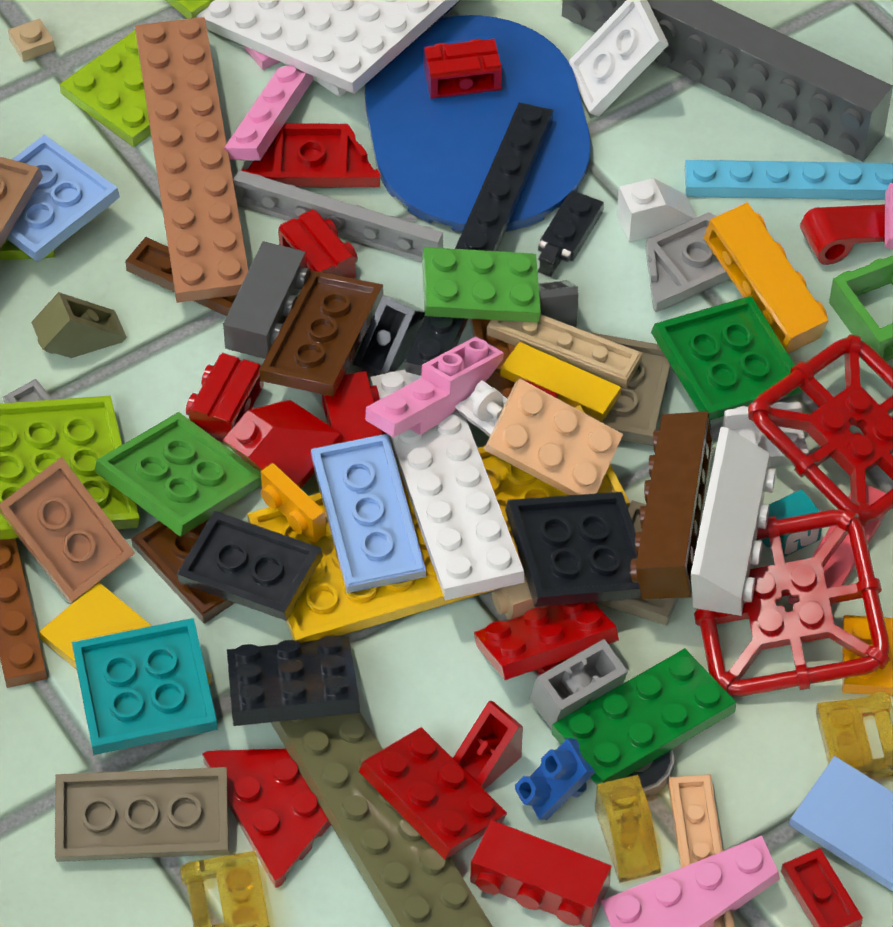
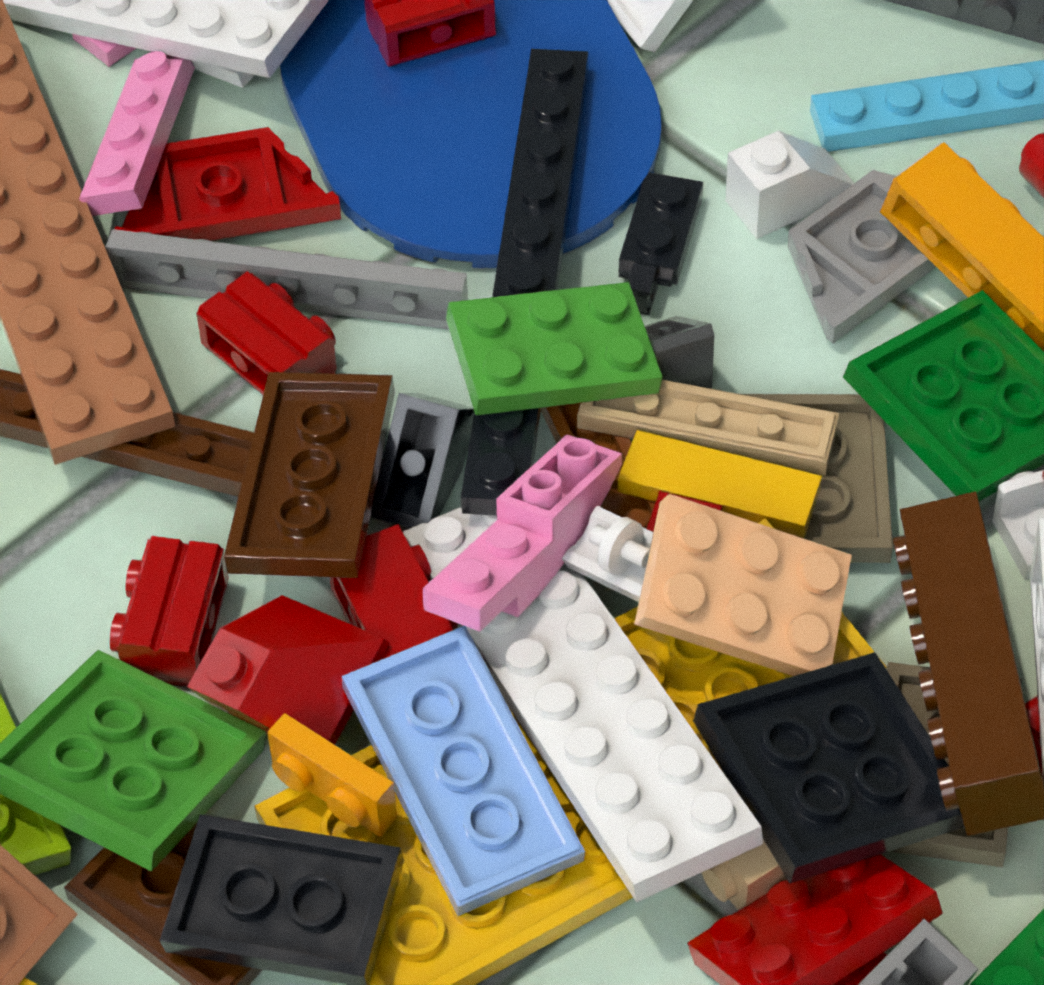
camera: 10 degrees left, 0 degrees up
(265, 299) = (204, 435): dark grey brick -> none

